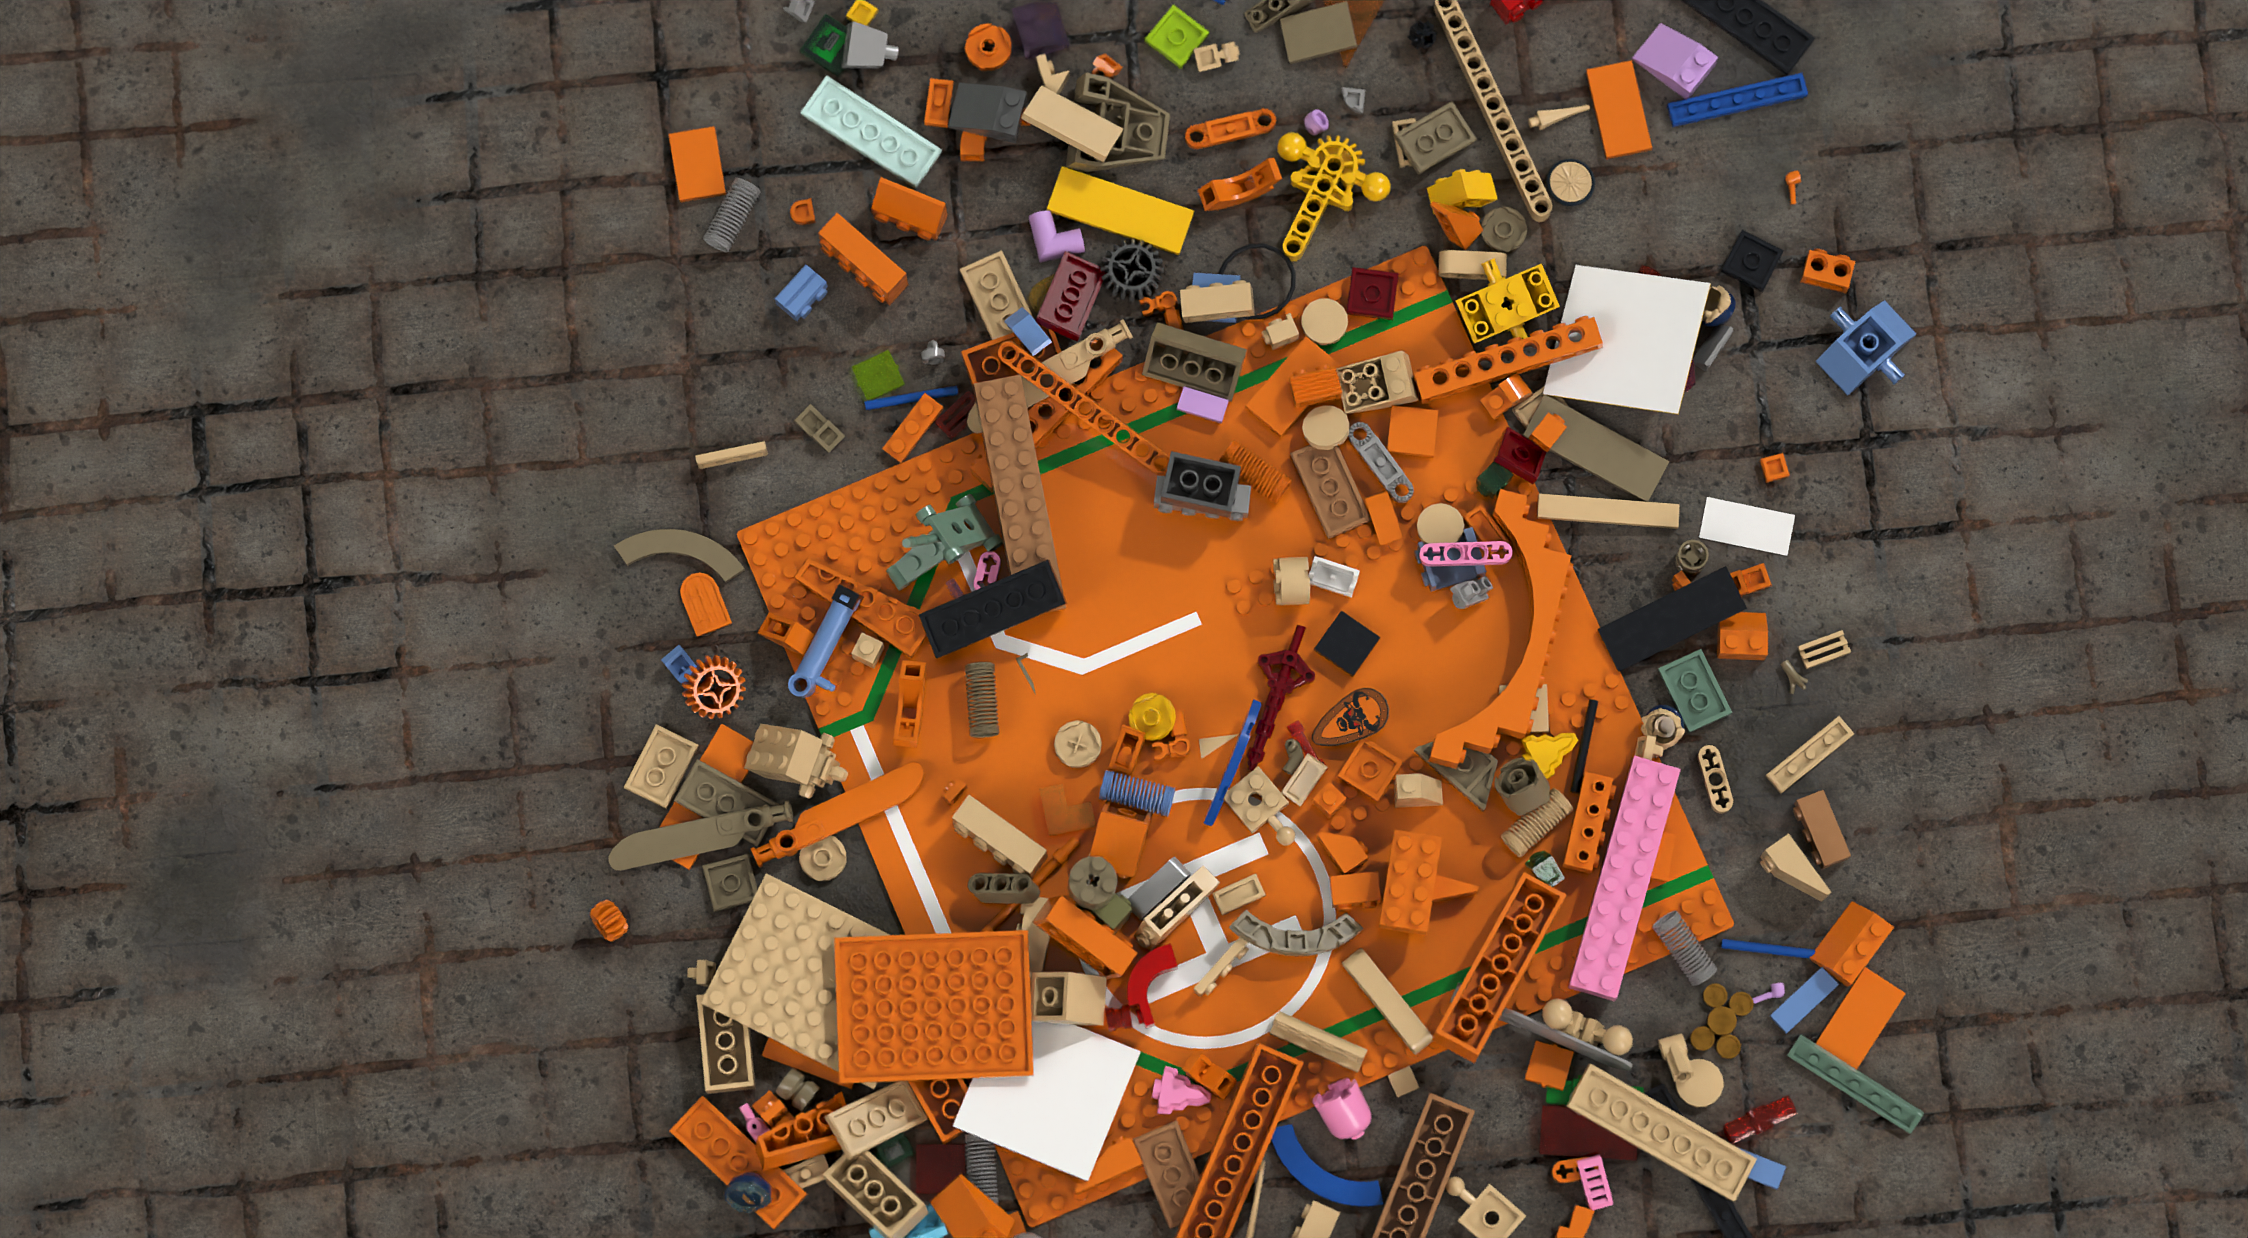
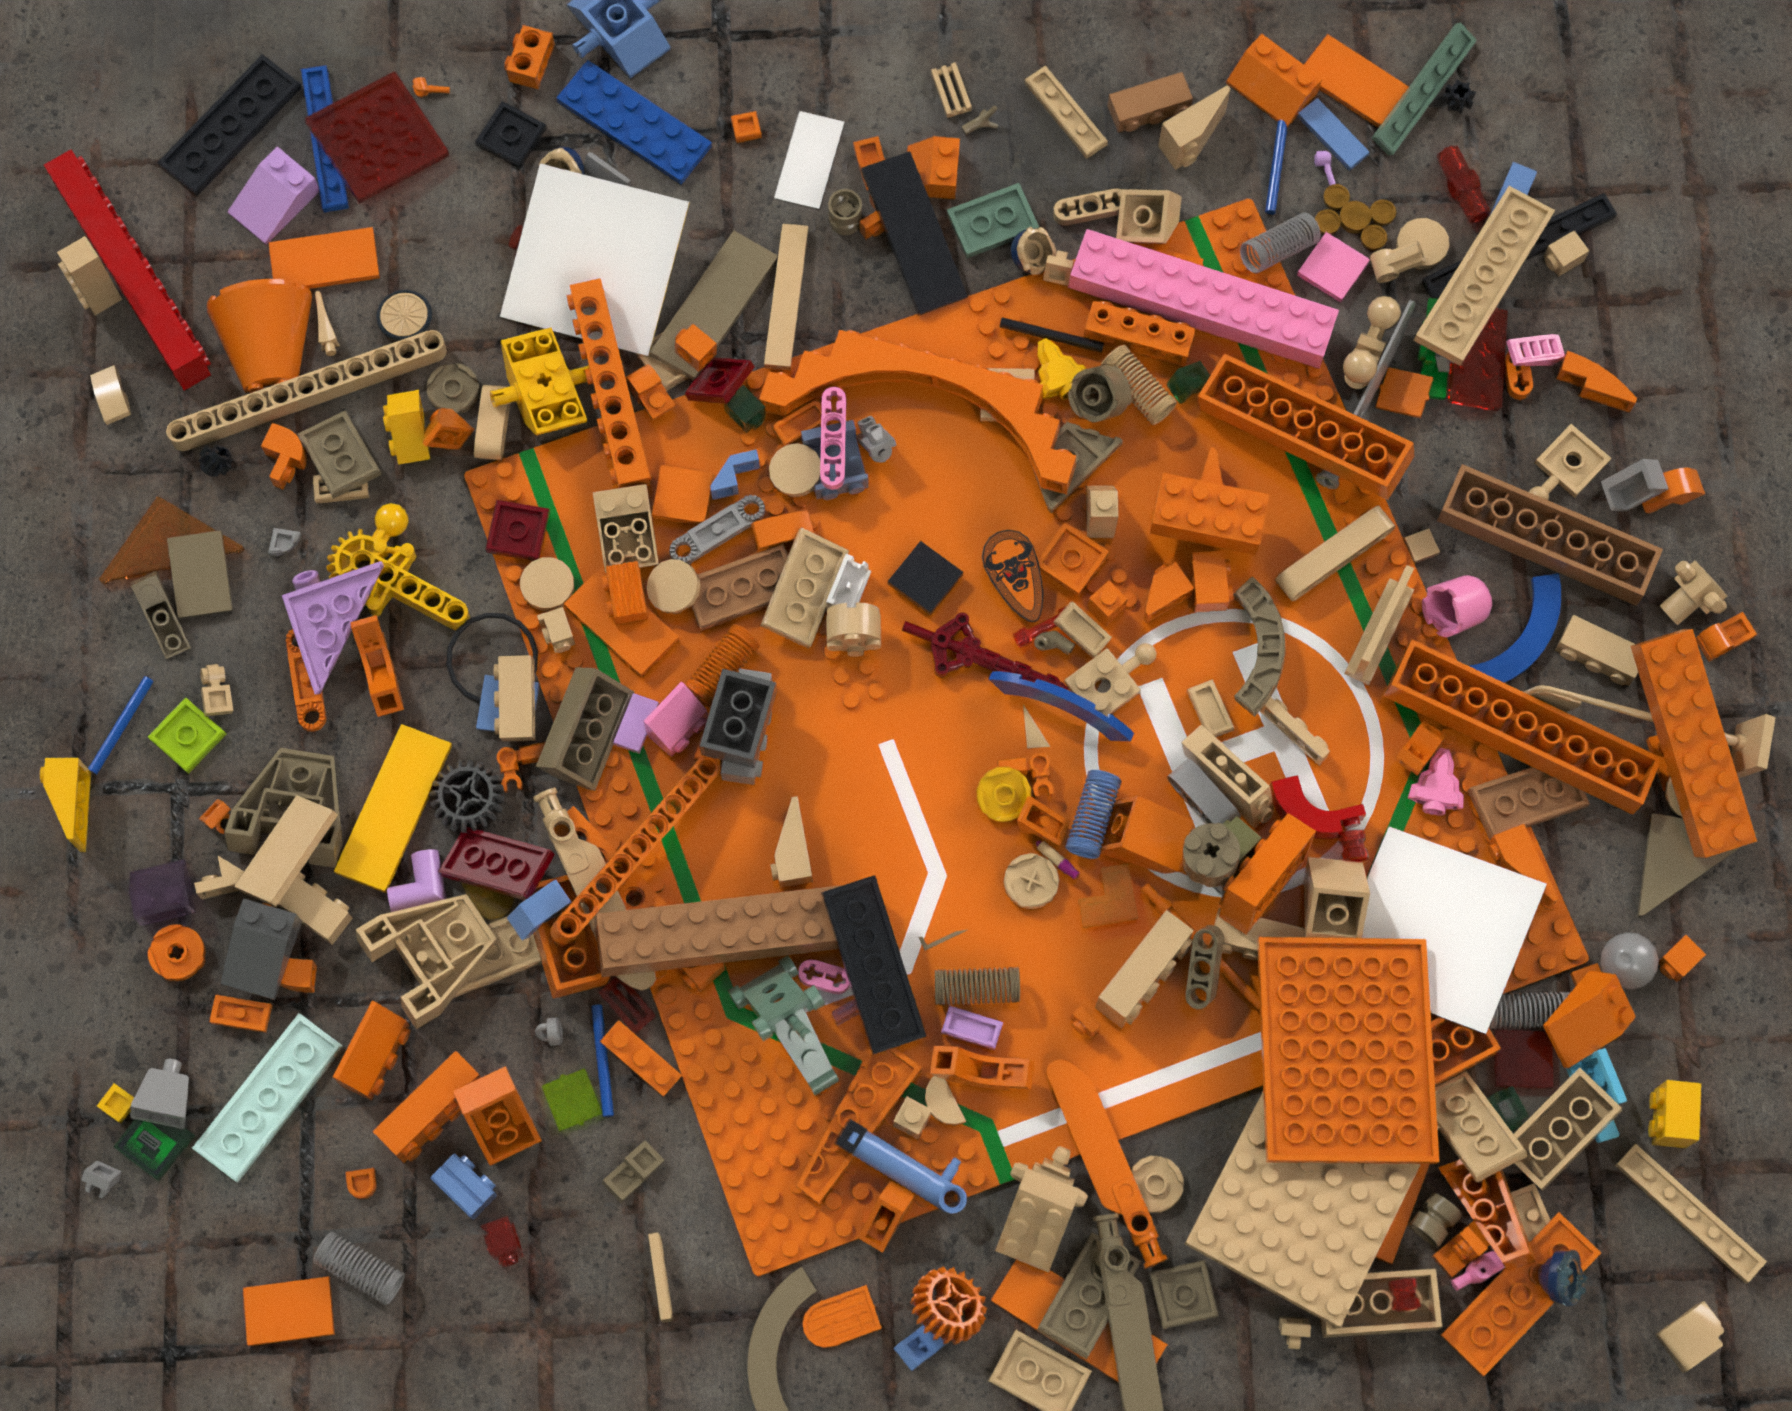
camera: 90 degrees left, 5 degrees down
(728, 1056) = (1404, 1294): none -> clear red wheel
(754, 326) = (502, 1241): none -> clear red window
(855, 312) = (497, 1116): none -> orange brick
(882, 676) = (942, 1102): none -> tan tile
(948, 698) = (972, 1028): none -> lavender tile
(1002, 257) = (439, 945): none -> tan wedge
(1028, 154) = (316, 910): none -> tan brick
(1091, 540) = (791, 854): none -> tan slope
(1093, 770) = (1062, 863): none -> piece
(1202, 435) = (676, 720): none -> bright pink slope
(1281, 136) = (323, 618): none -> lavender tile
(1330, 538) = (804, 588): none -> tan tile
(1427, 467) = (725, 482): none -> medium blue slope
(1436, 95) = (288, 450): none -> orange brick
(1543, 65) = (262, 329): none -> orange cone
(1670, 1001) = (1333, 267): none -> bright pink tile
(1694, 1213) = (1565, 253): none -> tan brick
(1705, 829) = (1148, 215): none -> tan slope
(1738, 143) = (376, 137): none -> clear red plate
(1772, 368) = (634, 122): none -> blue plate
(1845, 1121) = (1458, 96): none -> black gear

